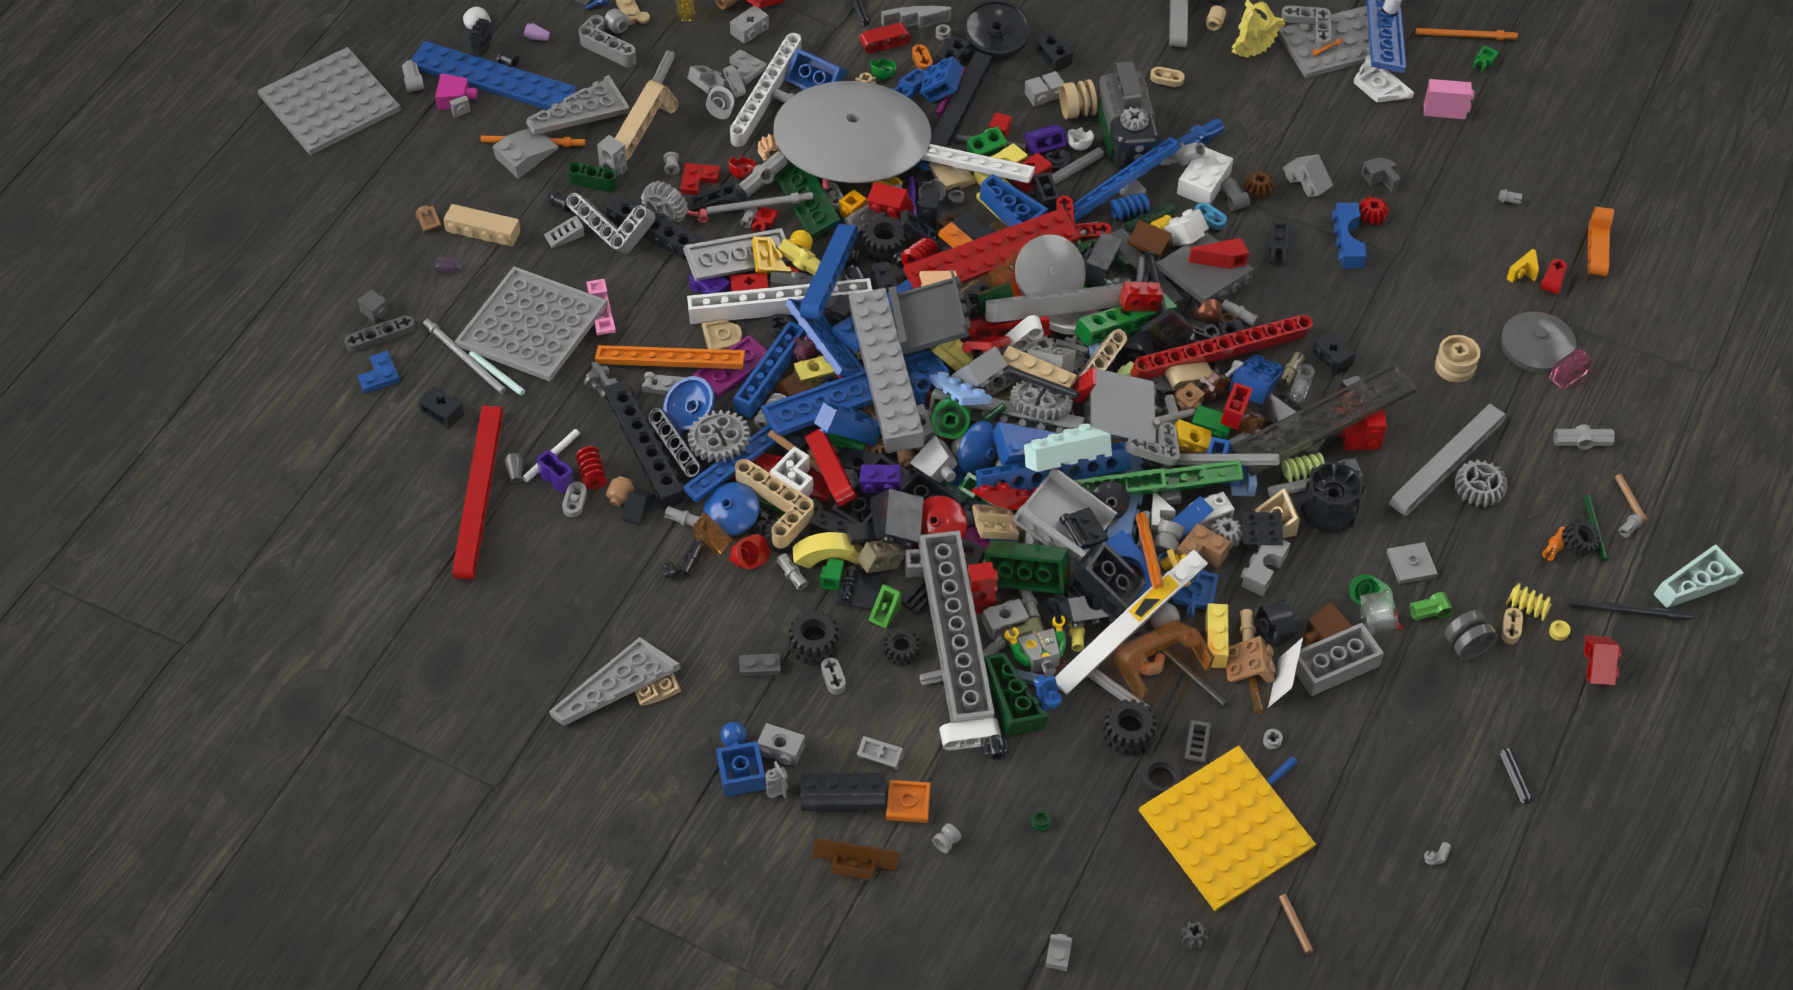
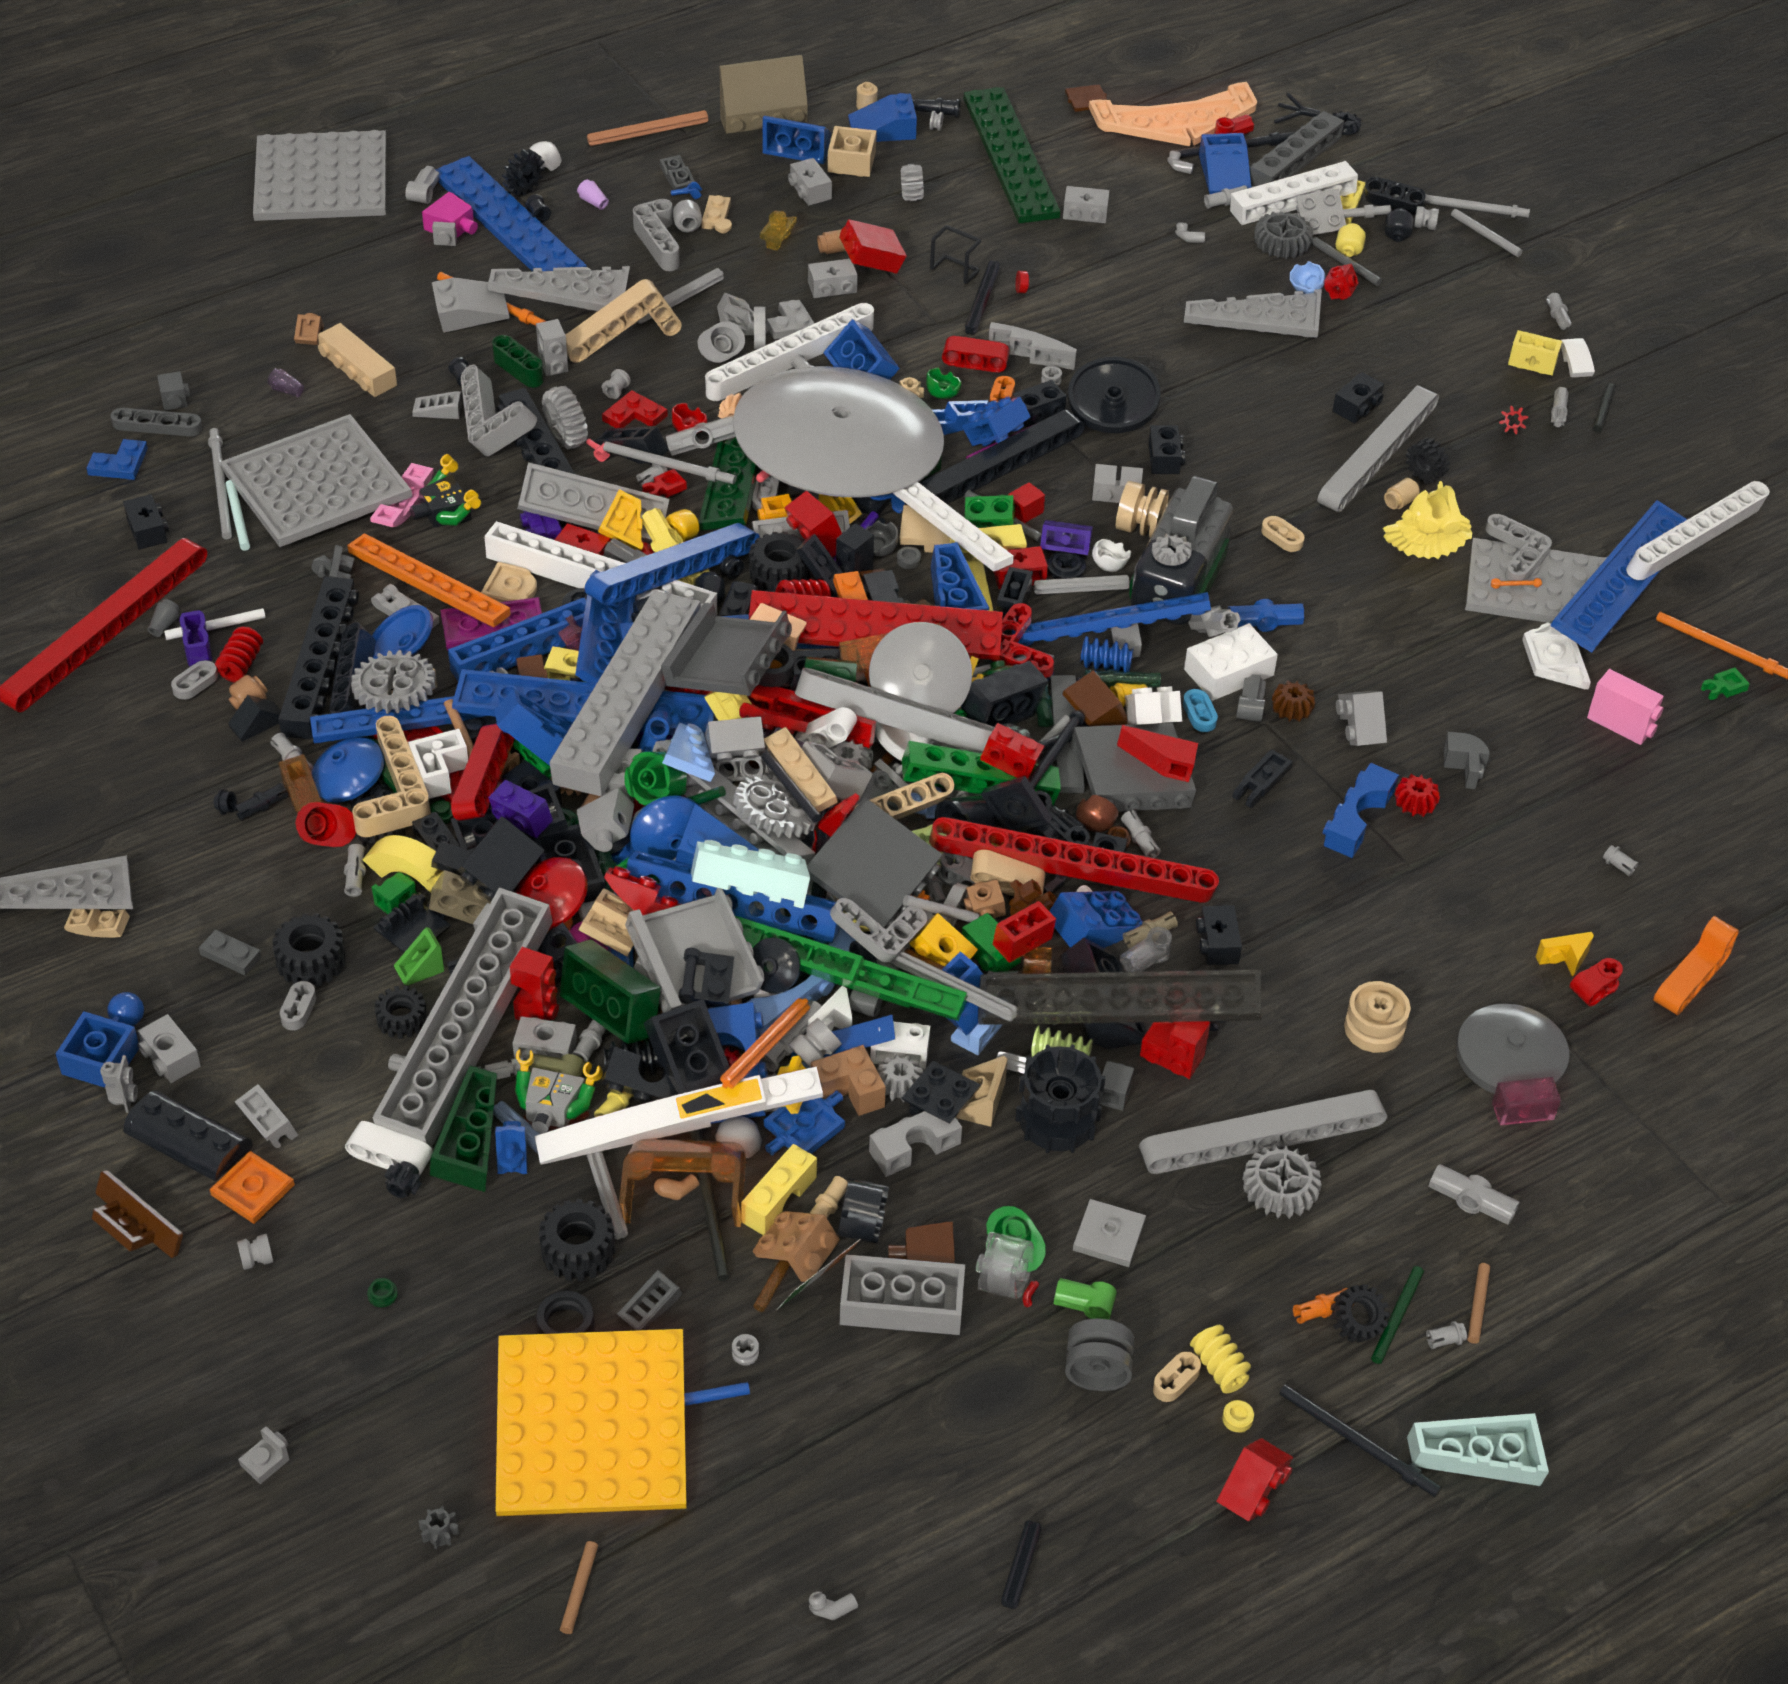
camera: 30 degrees right, 5 degrees down
(632, 298) = (444, 499): none -> torso

